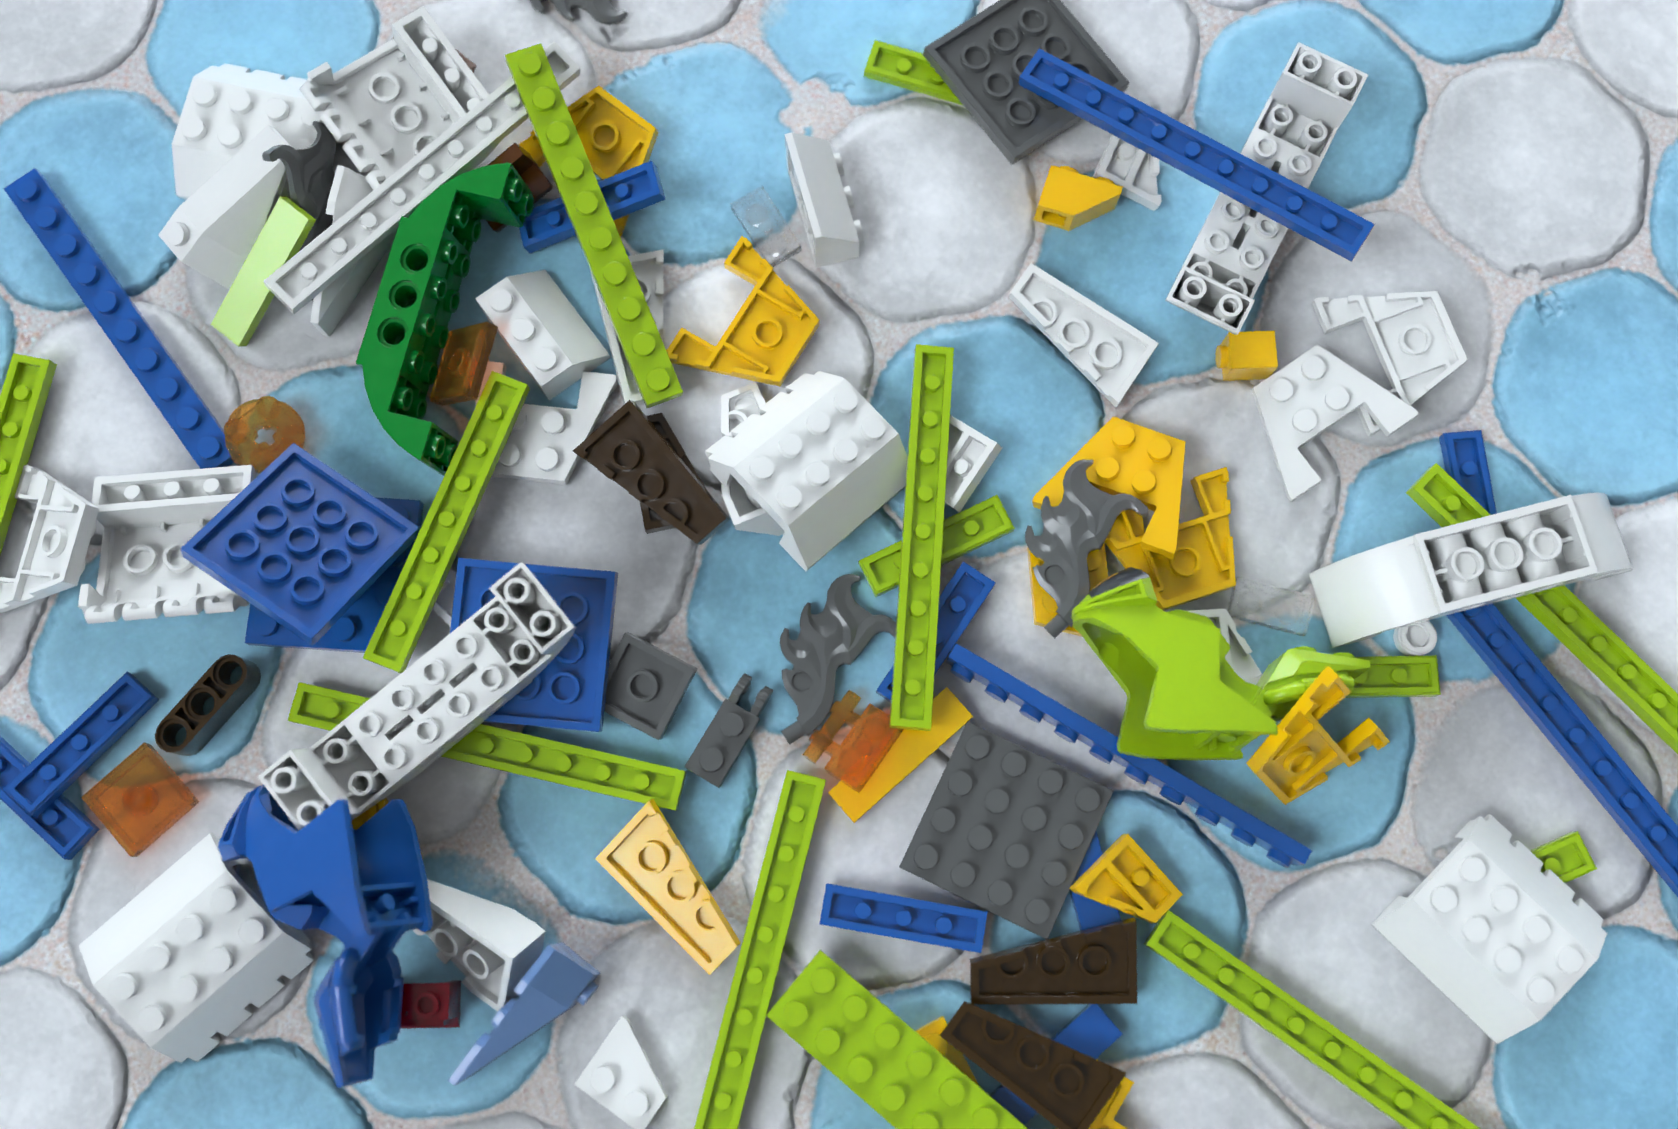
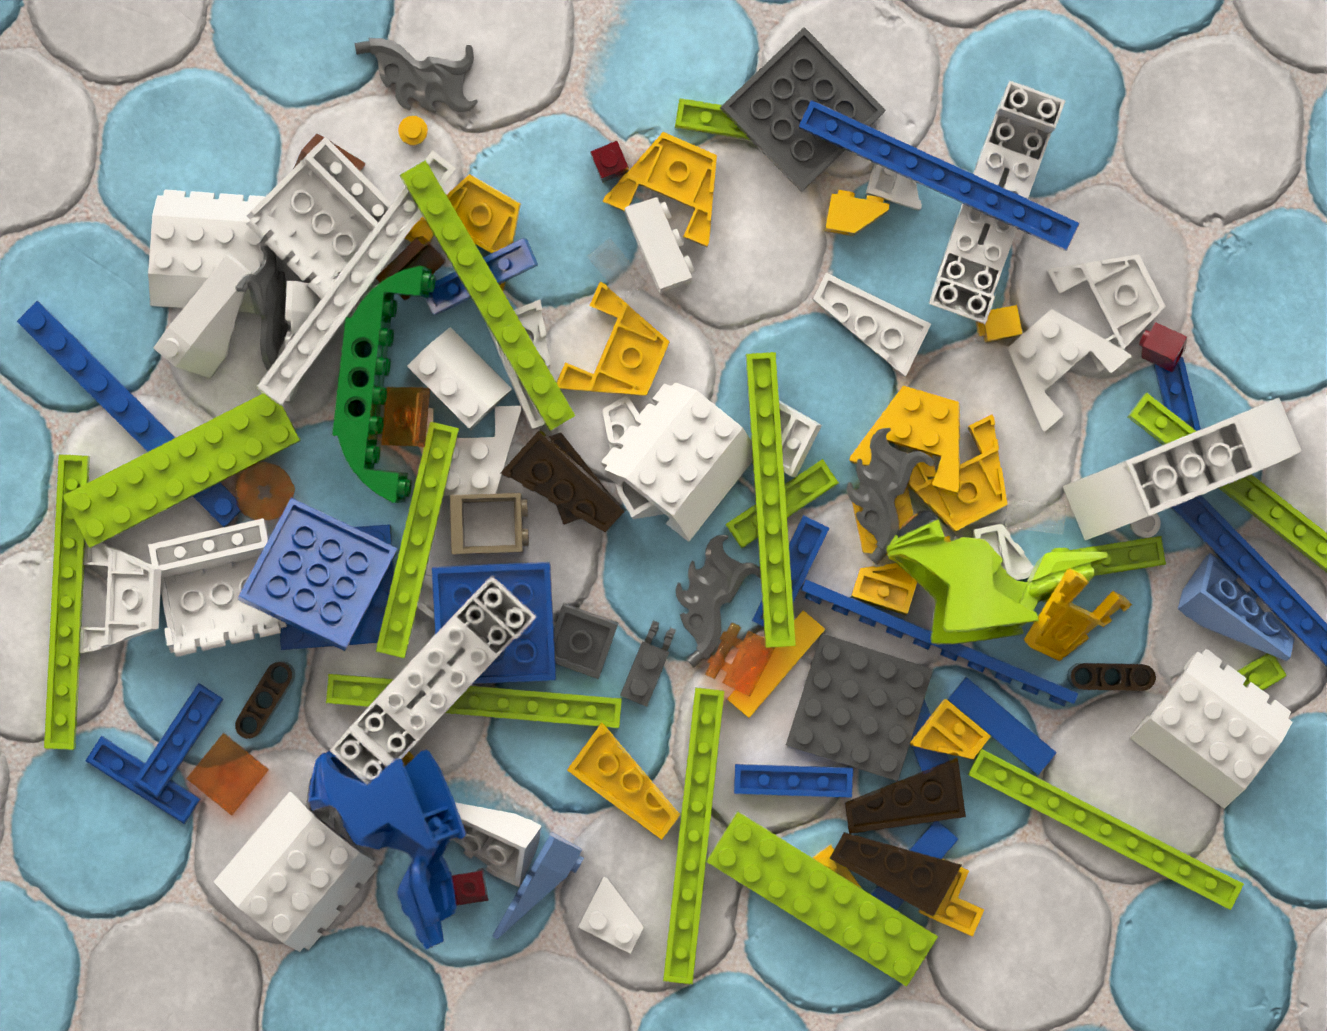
camera: 10 degrees left, 10 degrees up
(161, 390) = (180, 469): none -> lime plate
(248, 296) = (240, 364): tile -> none
(508, 506) = (457, 523): none -> dark tan window
(540, 30) = (413, 130): none -> yellow plate
(776, 96) = (609, 161): none -> dark red brick
(859, 123) = (677, 172): none -> yellow wing
(1062, 672) = (885, 587): none -> yellow wing
(1200, 884) = (1002, 726): none -> blue tile
(1375, 835) = (1125, 673): none -> dark brown beam
(1459, 409) = (1163, 346): none -> dark red brick
(1510, 758) = (1223, 606): none -> medium blue wedge

